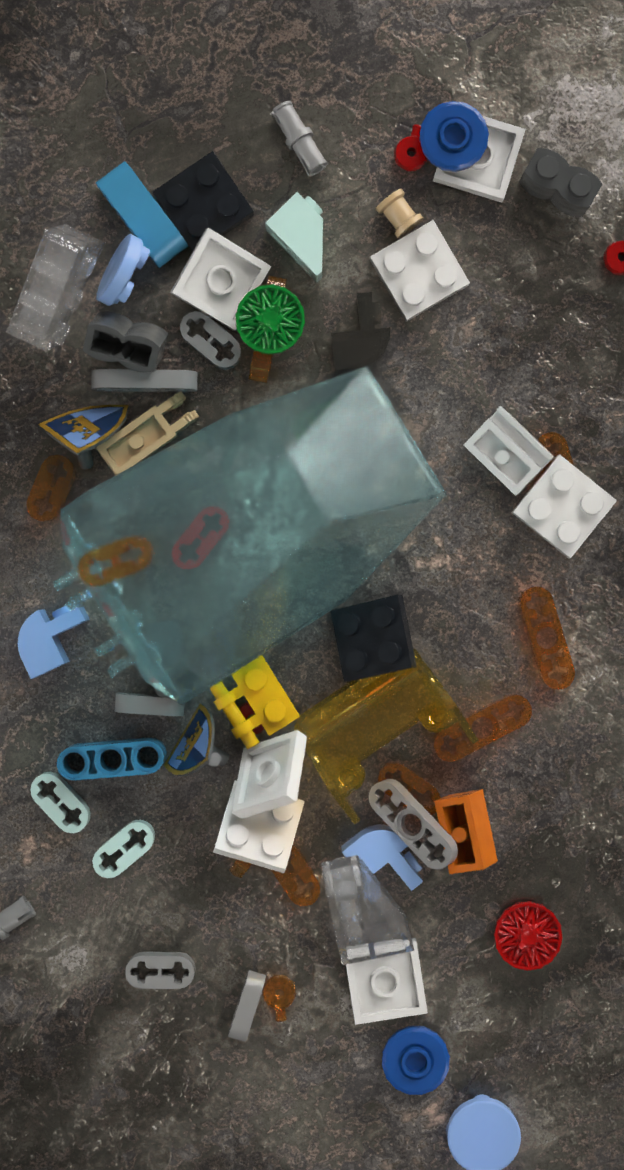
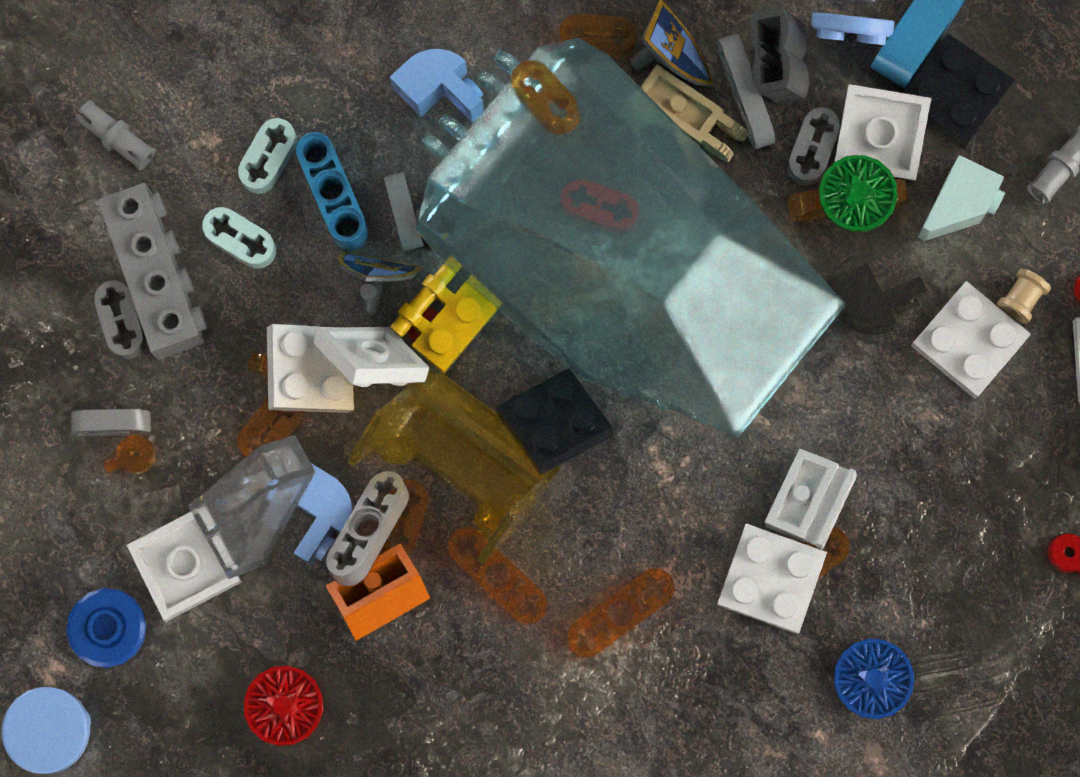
camera: 75 degrees right, 10 degrees down
(128, 931) = (151, 270): none -> light grey brick

